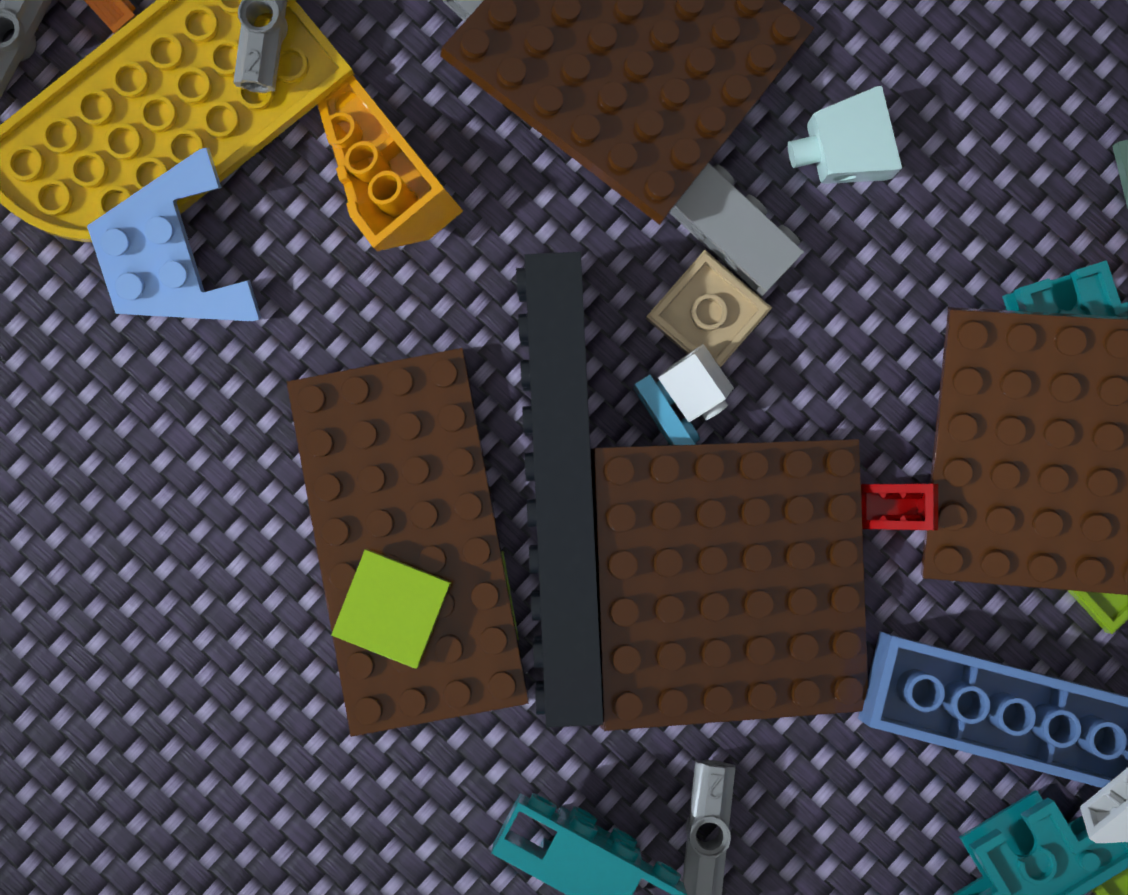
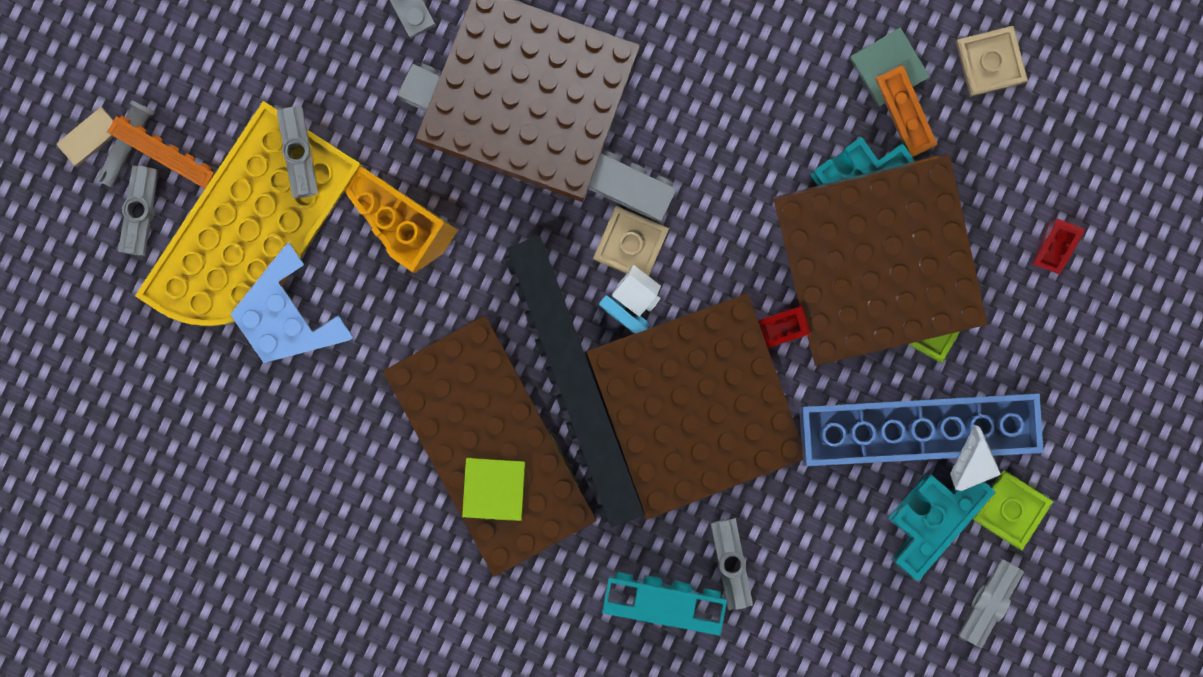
camera: 20 degrees left, 0 degrees up
(850, 141) = (683, 110): light aqua torso -> none

